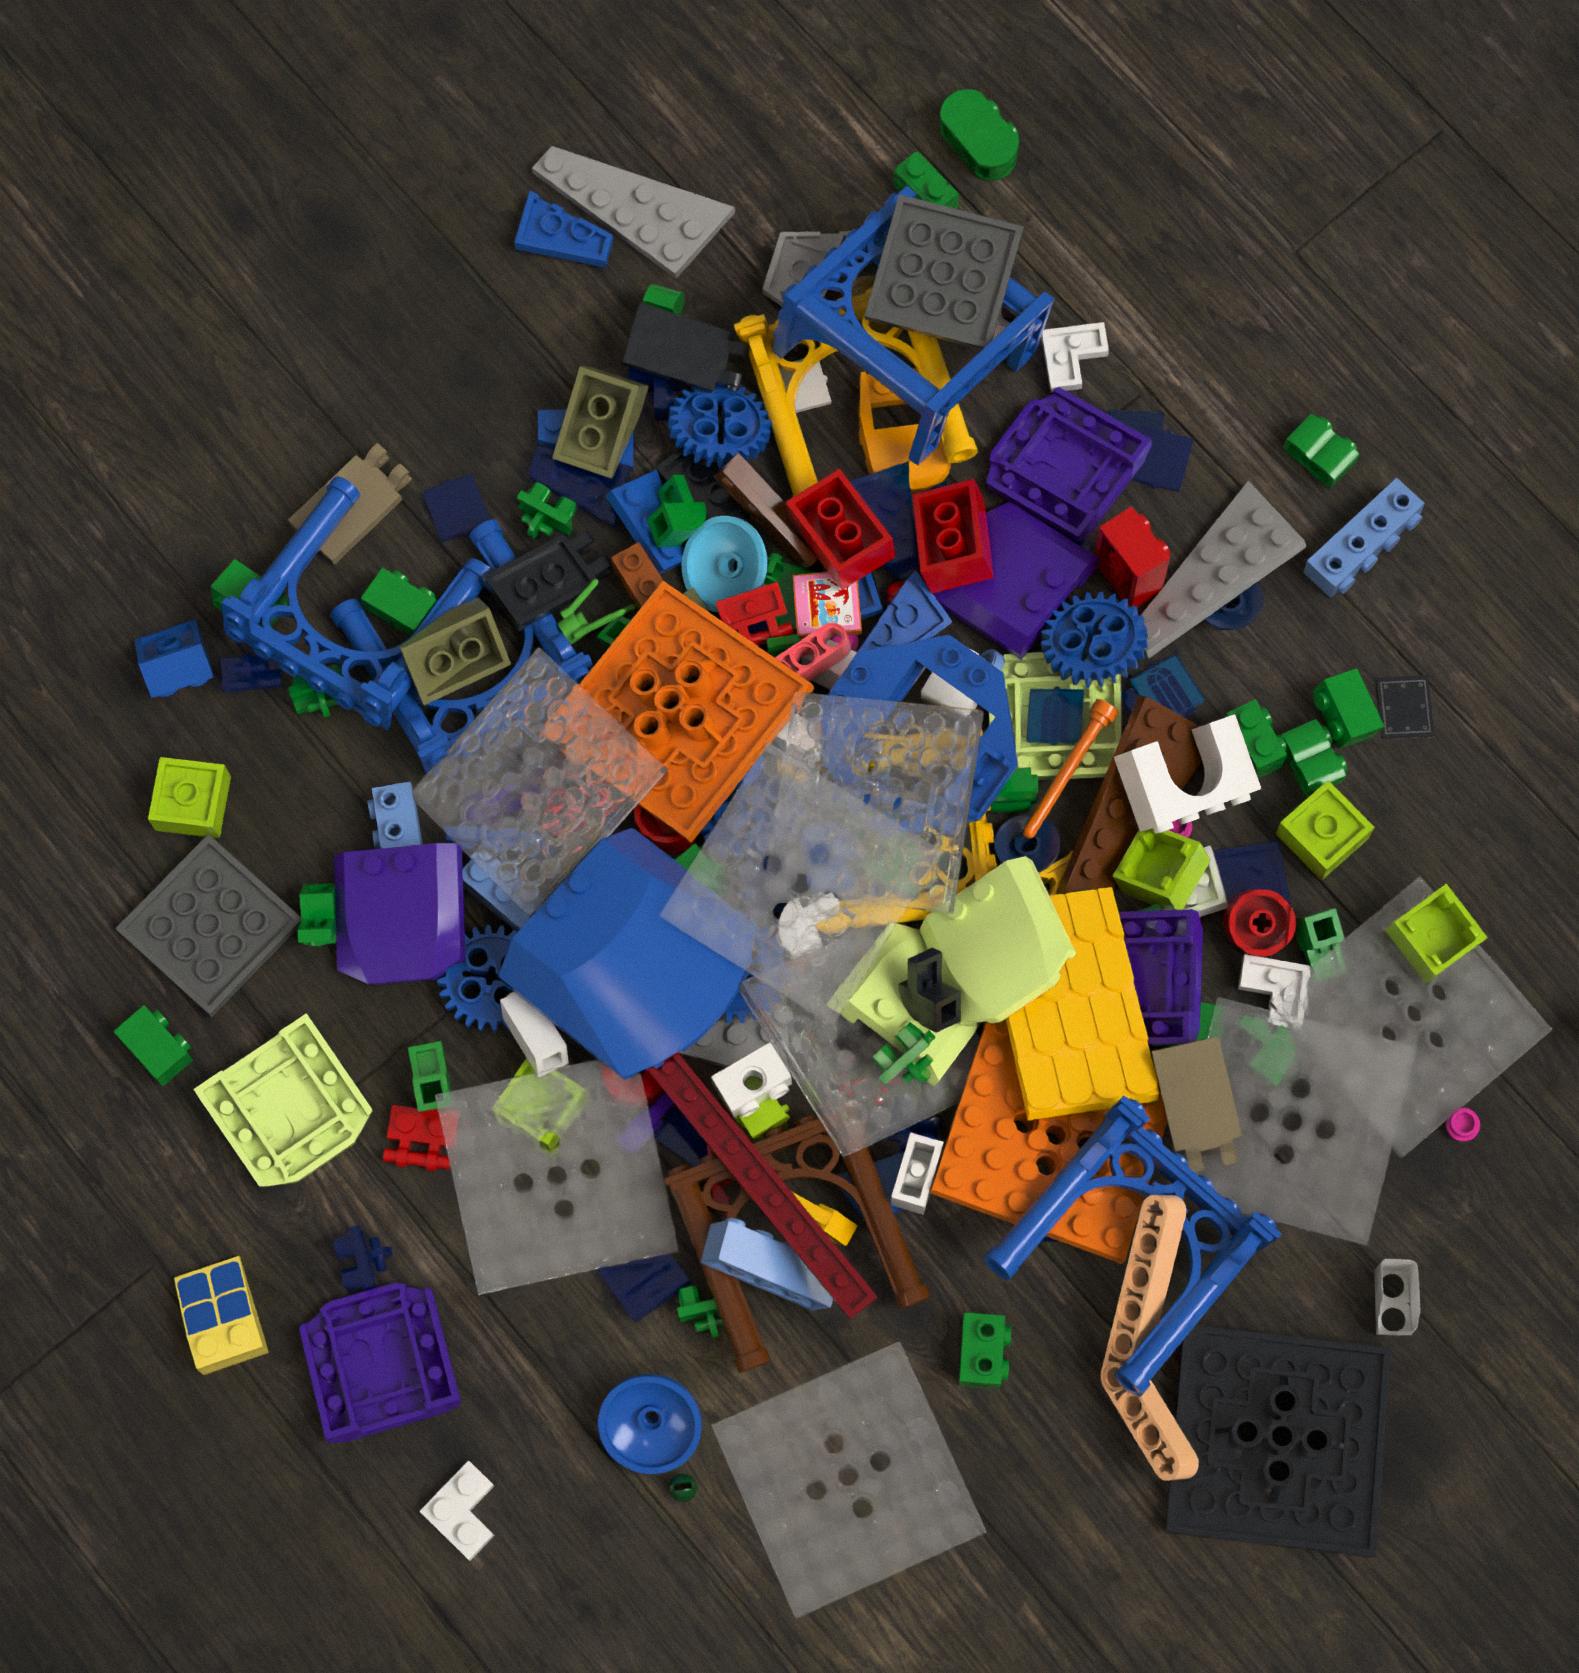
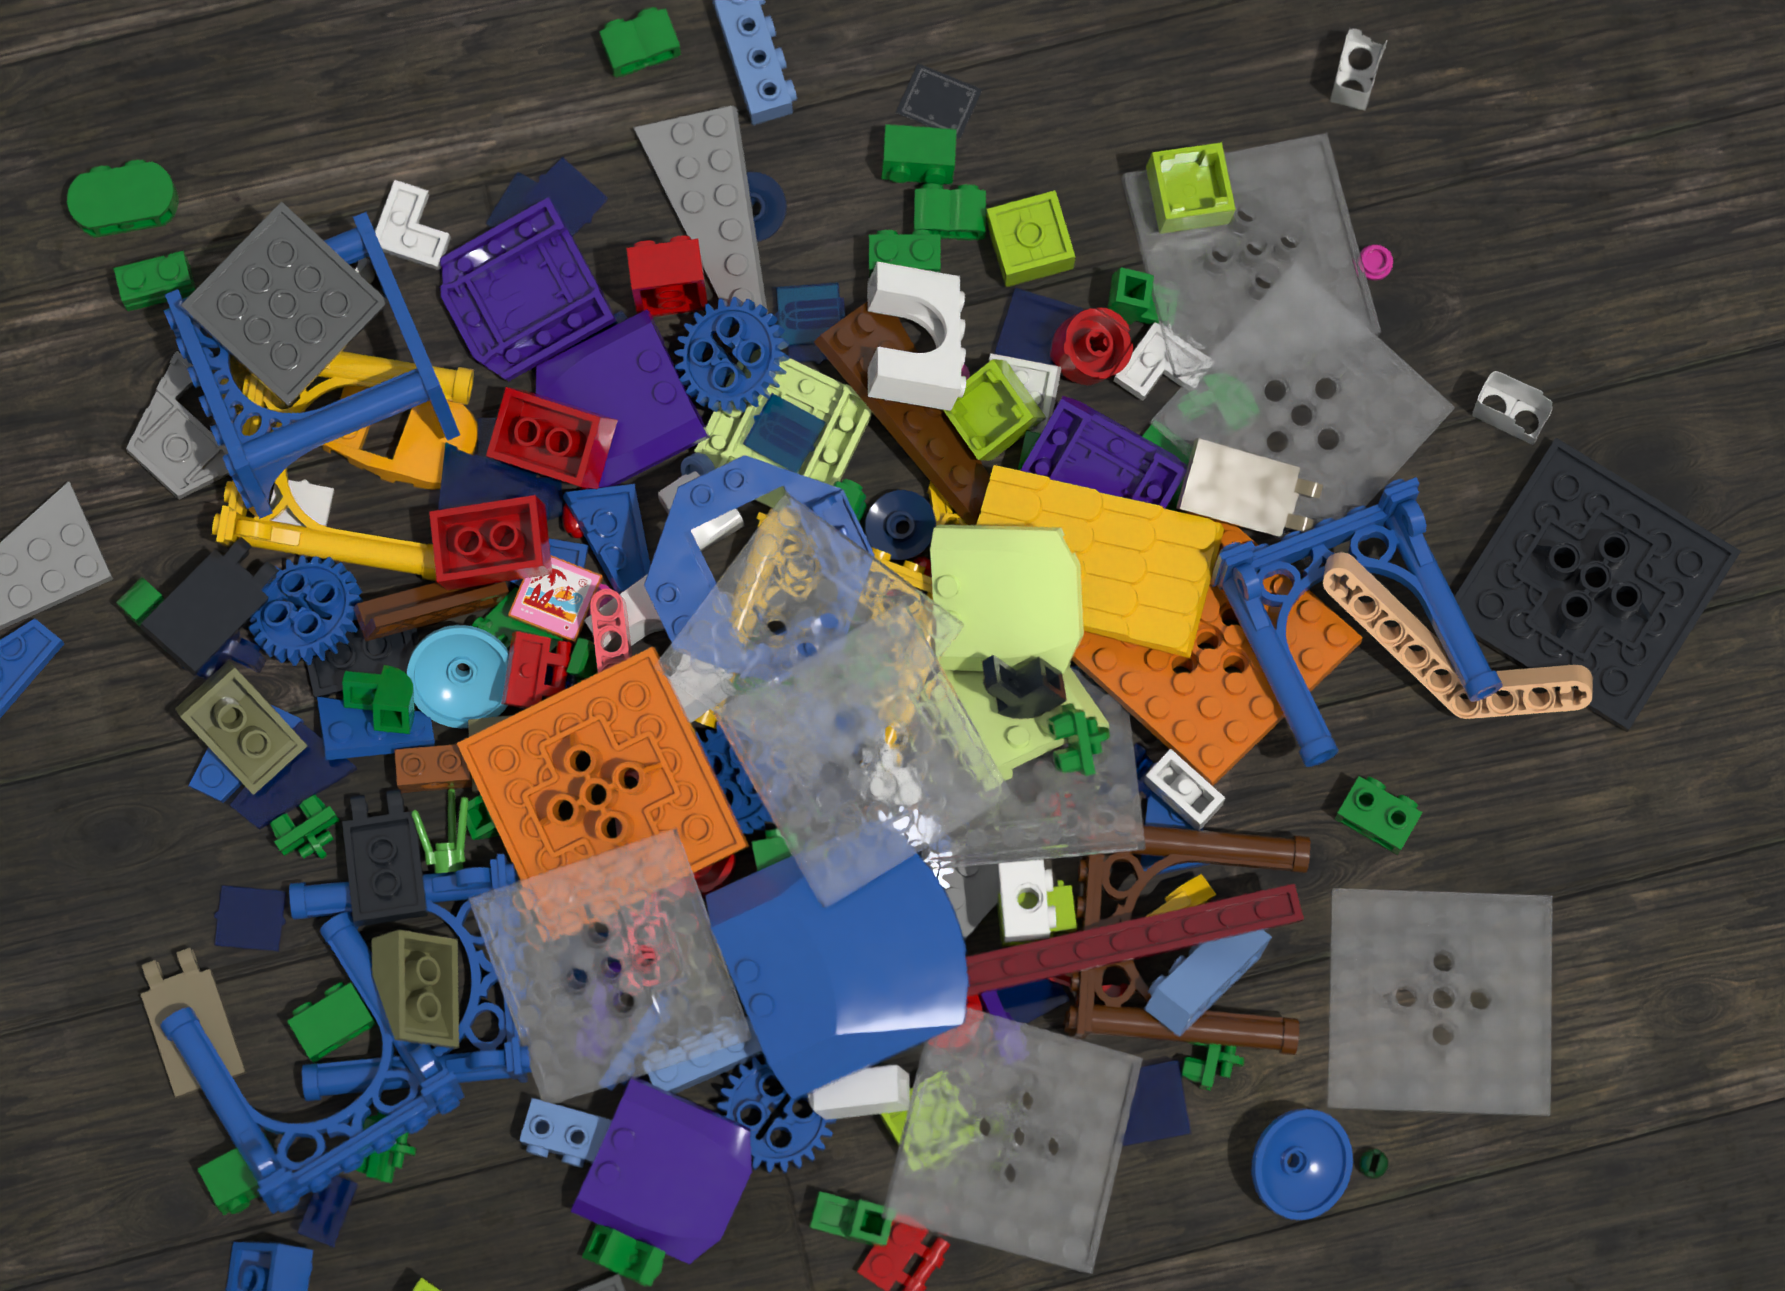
camera: 65 degrees left, 5 degrees up
(1101, 715) = (812, 390): orange piece -> none

